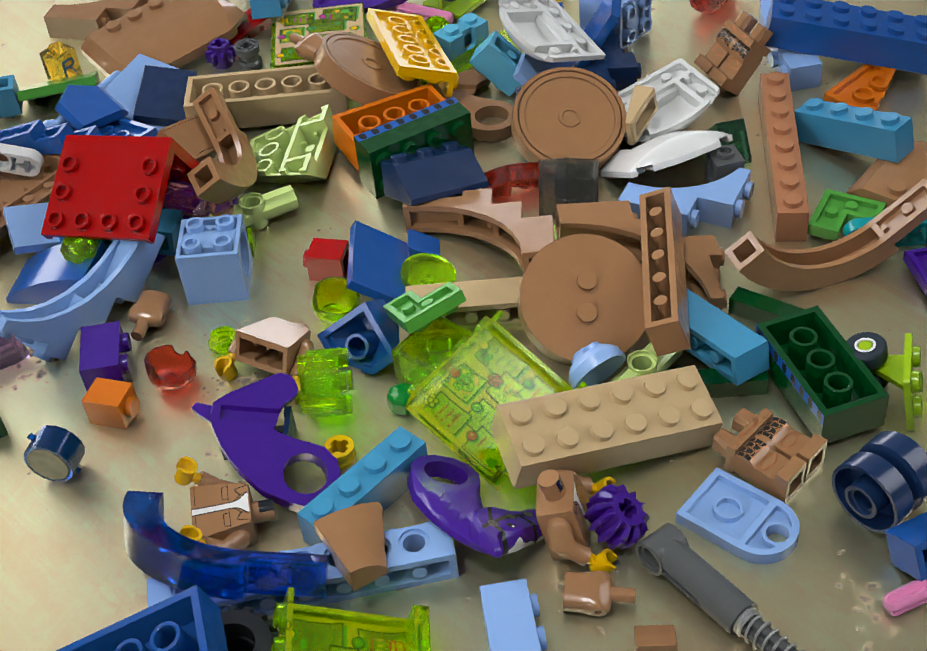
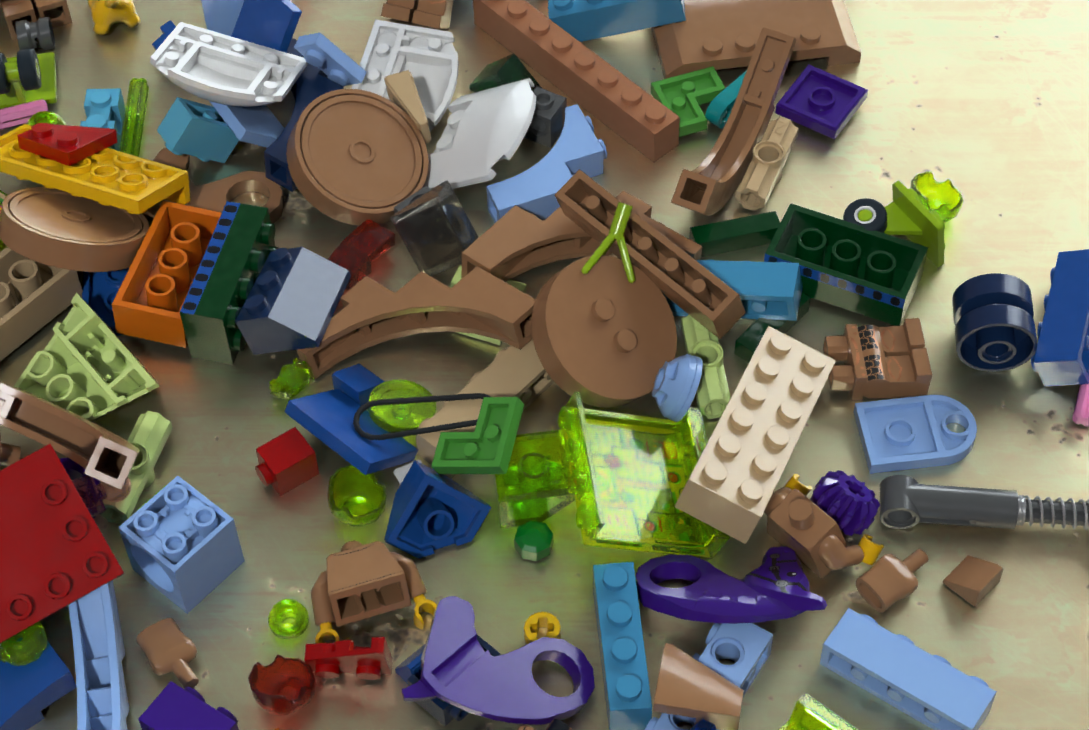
camera: 50 degrees left, 10 degrees up
(213, 376) = (343, 657): none -> red wing
(325, 382) = (468, 573): clear neon green brick -> none
(387, 219) = (290, 380): none -> clear neon green plate
(417, 27) = (66, 142): none -> red wing
(422, 265) = (415, 400): none -> black piece
(621, 71) = (329, 59): none -> light blue plate
(640, 238) = (616, 232): none -> lime plant
(849, 282) = (767, 164): none -> tan piece

